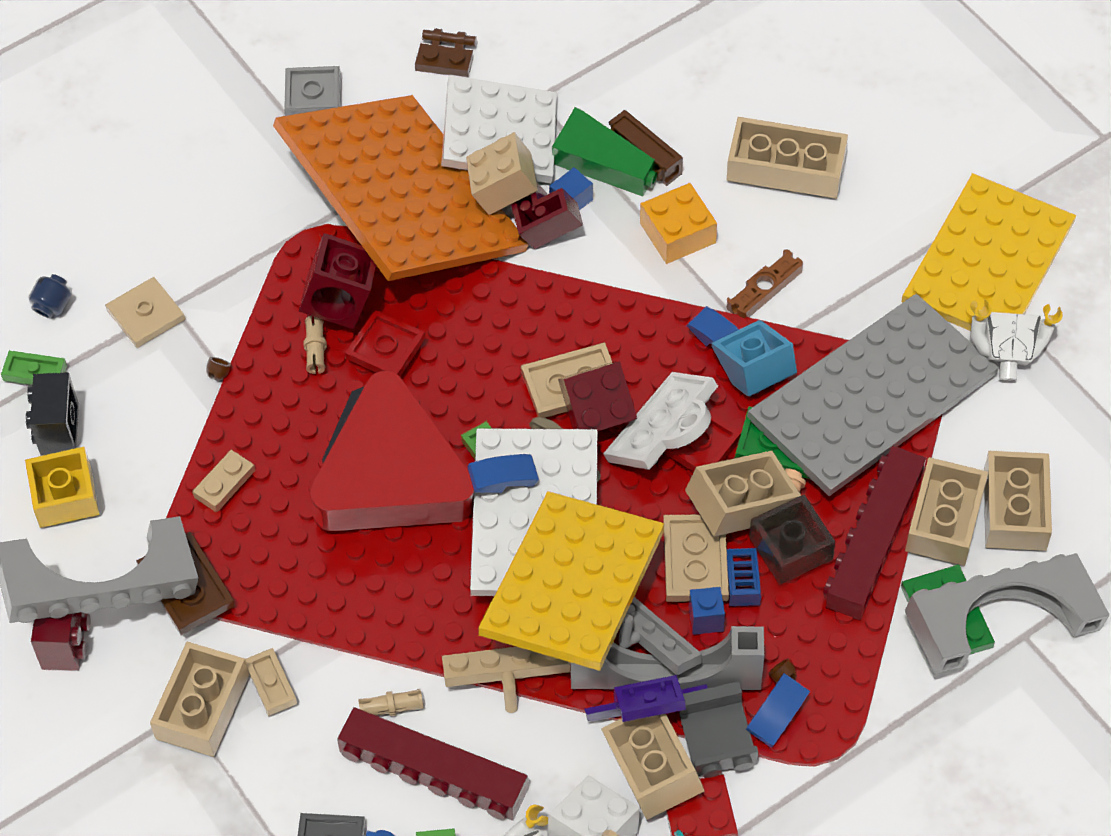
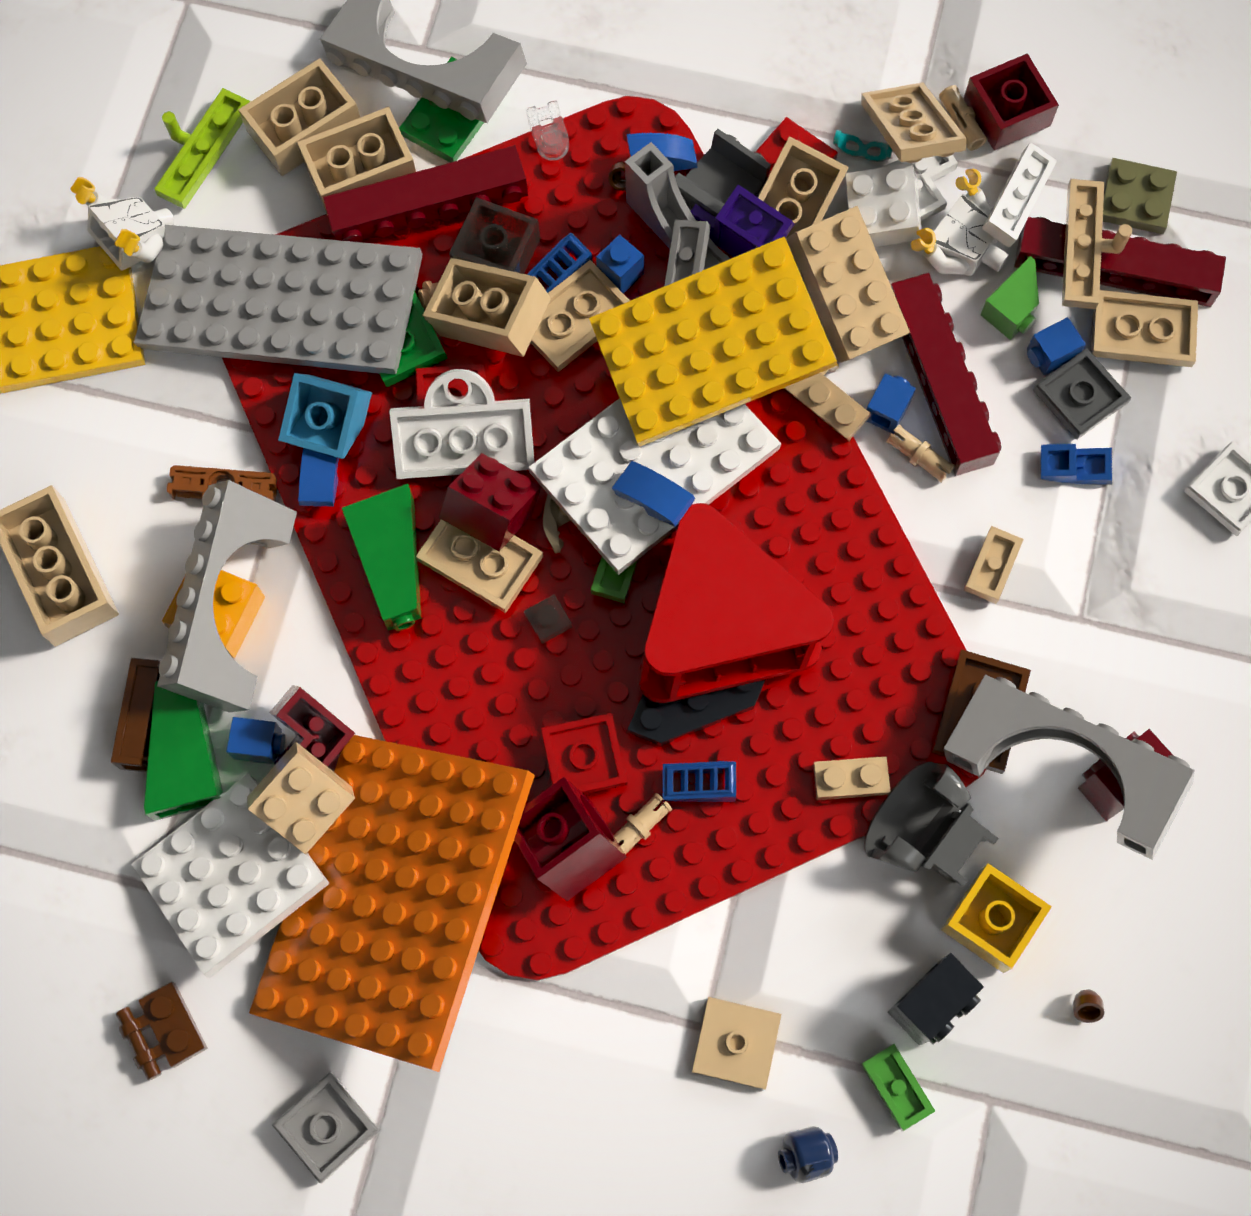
camera: 130 degrees left, 15 degrees up
(158, 494) = (923, 823): none -> dark grey piece
(199, 699) = (1069, 597): tan brick -> none
(217, 368) = (729, 907): reddish brown hinge -> none
(286, 799) = (1076, 466): none -> blue slope
(298, 415) = (712, 768): none -> blue slope
(443, 710) = (890, 402): none -> blue brick
(494, 392) = (548, 619): none -> clear smoke plate
(552, 736) = (848, 284): none -> tan brick
(629, 332) = (387, 547): none -> green slope
(718, 249) = (195, 656): none -> light grey arch
(856, 650) = (550, 140): none -> clear plate
(1050, 433) = (200, 148): none -> lime plate

